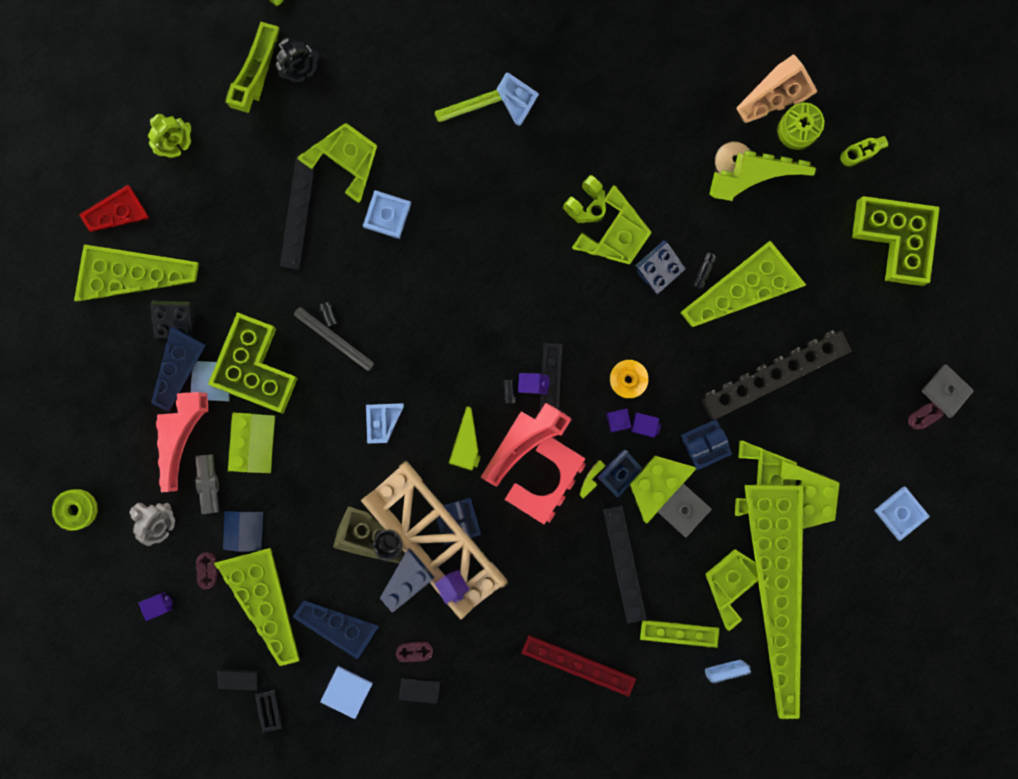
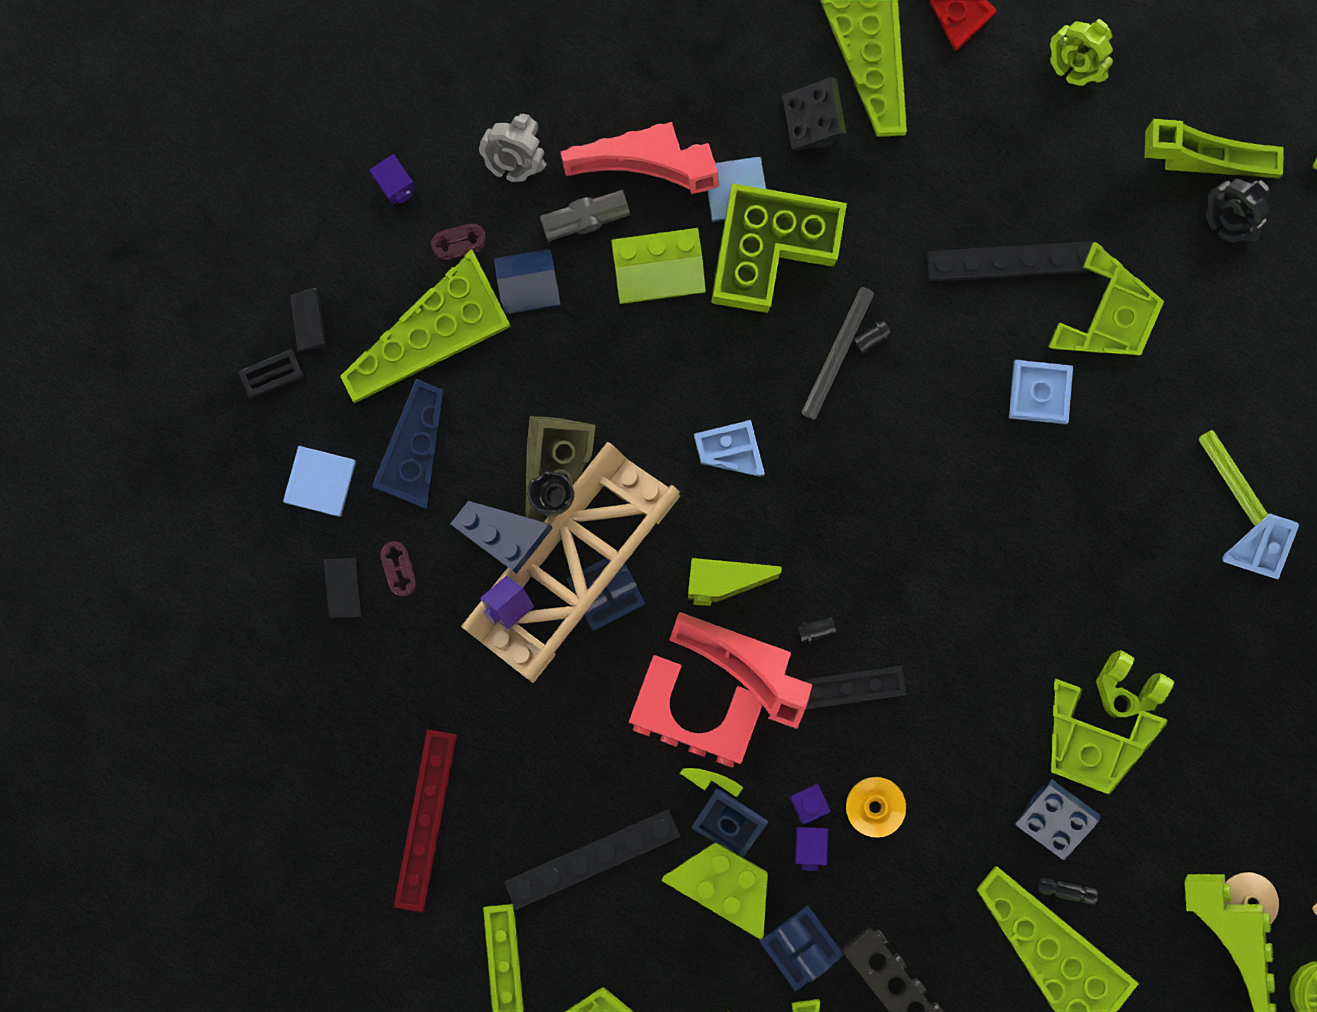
camera: 80 degrees right, 5 degrees down
(63, 512) = (506, 20): lime wheel -> none
(177, 363) = (755, 136): dark blue wing -> none
(533, 383) = (837, 662): dark purple brick -> none
(684, 510) = (693, 934): dark grey plate -> none

